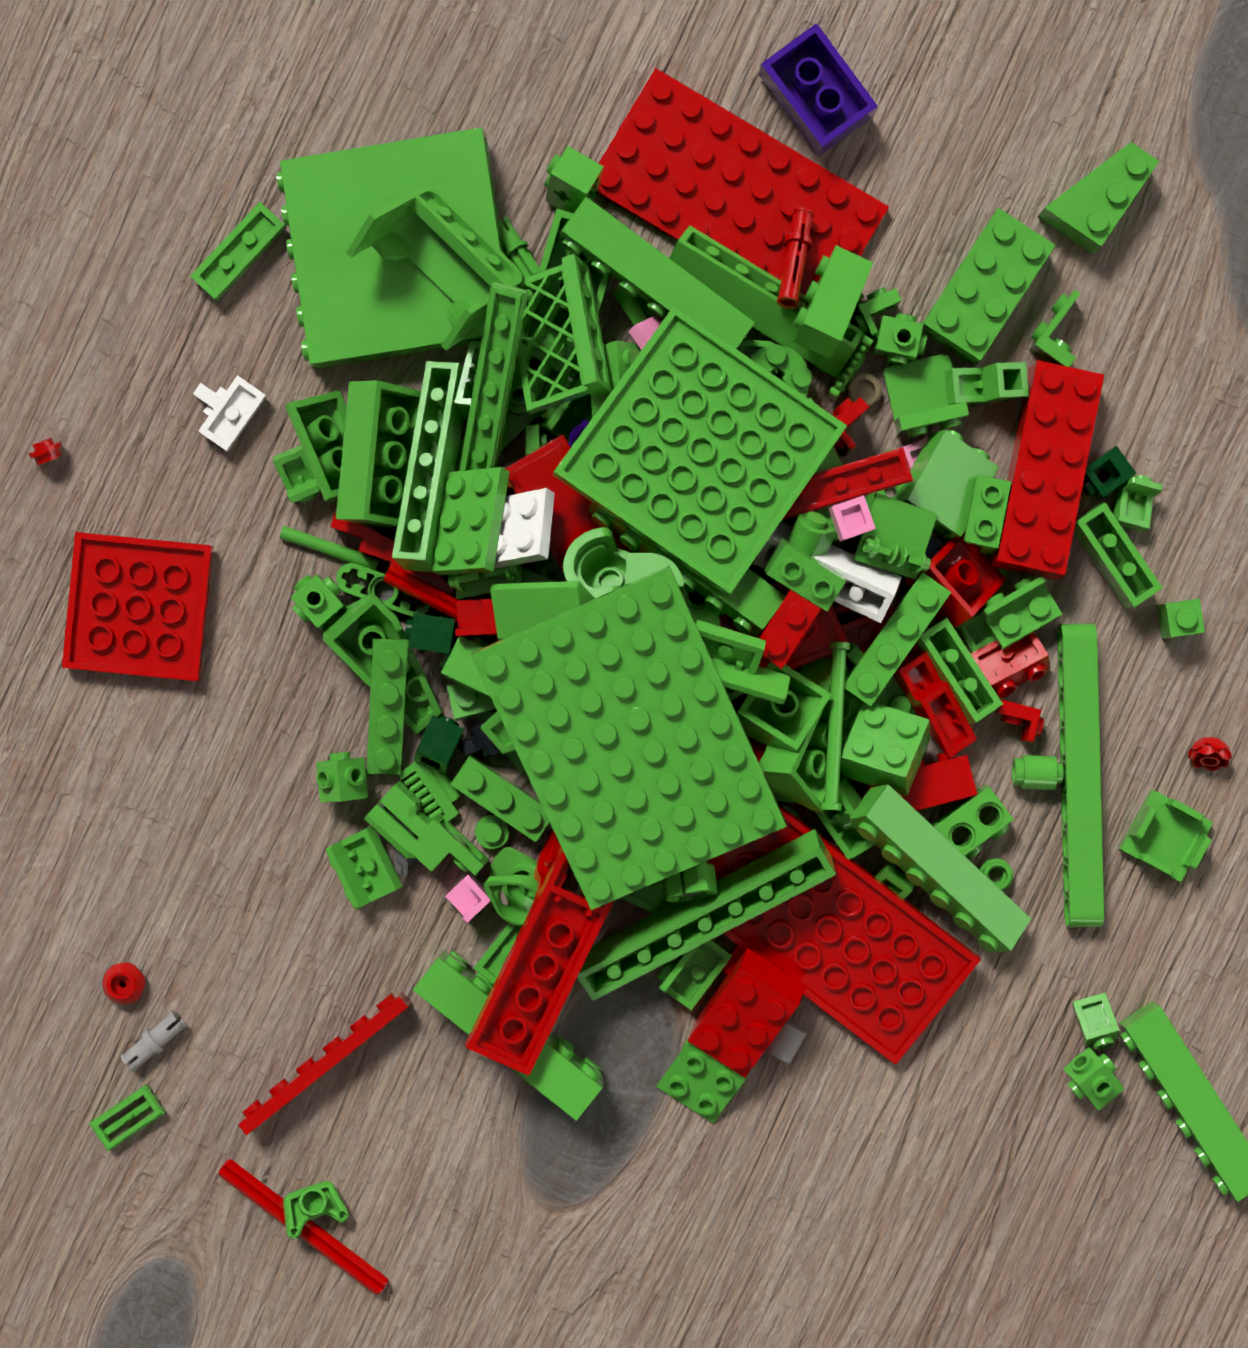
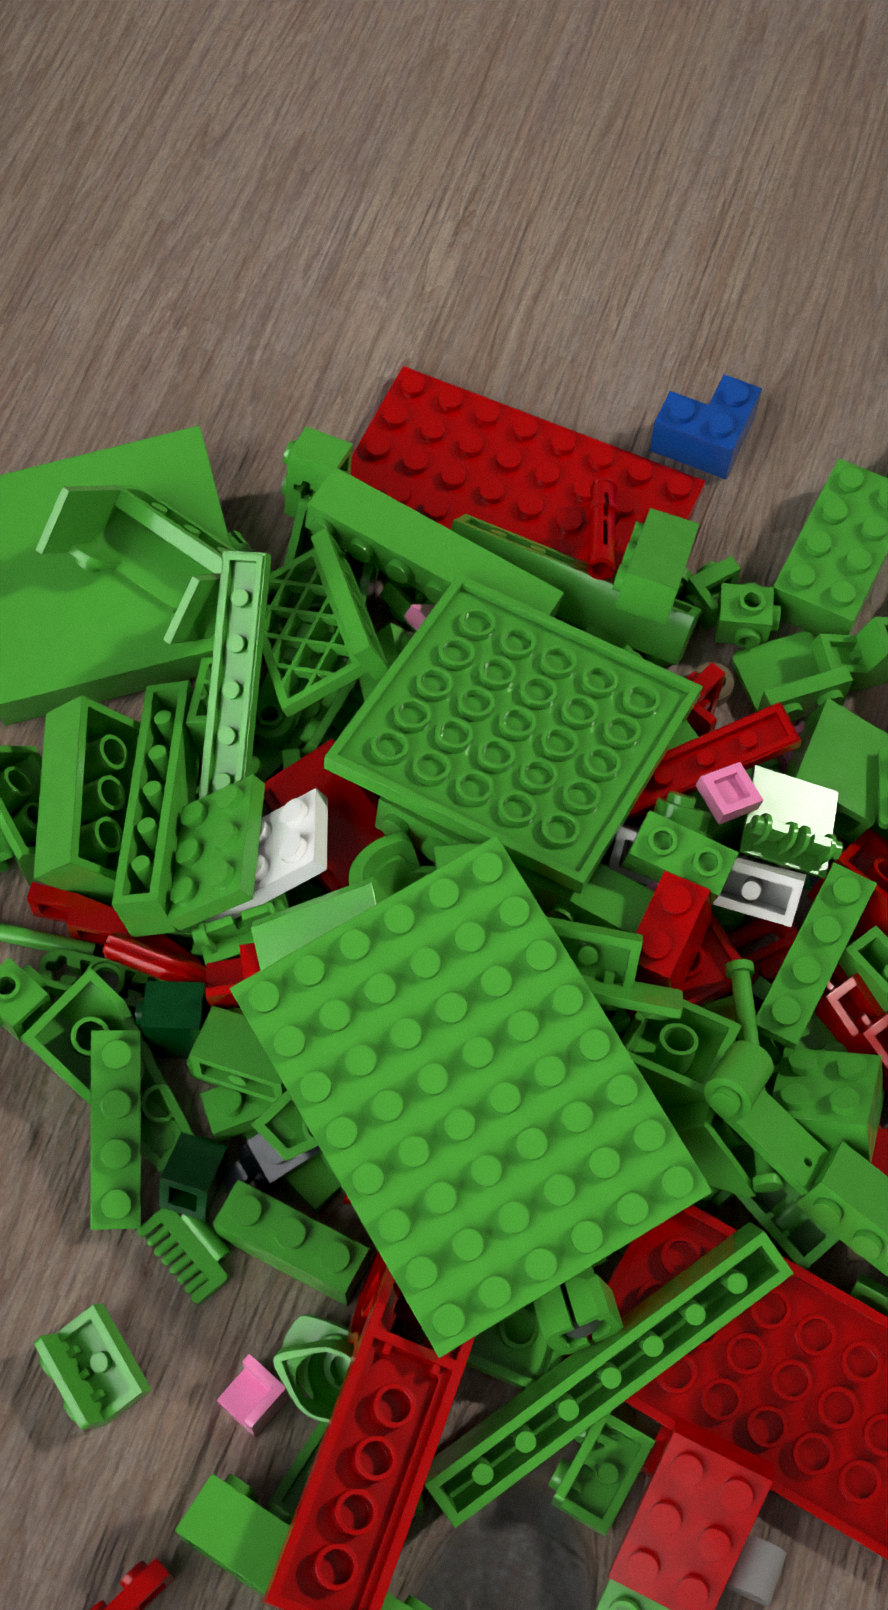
camera: 10 degrees left, 25 degrees down
(341, 778) = (54, 1238): bright green brick -> none
(418, 837) = (172, 1314): bright green plate -> none
(492, 832) = (279, 1297): bright green plate -> none
(817, 89) = (599, 365): dark purple brick -> none
(833, 766) = (739, 1099): none -> bright green door
(850, 369) = (696, 648): bright green piece -> none
(897, 165) = (704, 433): none -> blue brick

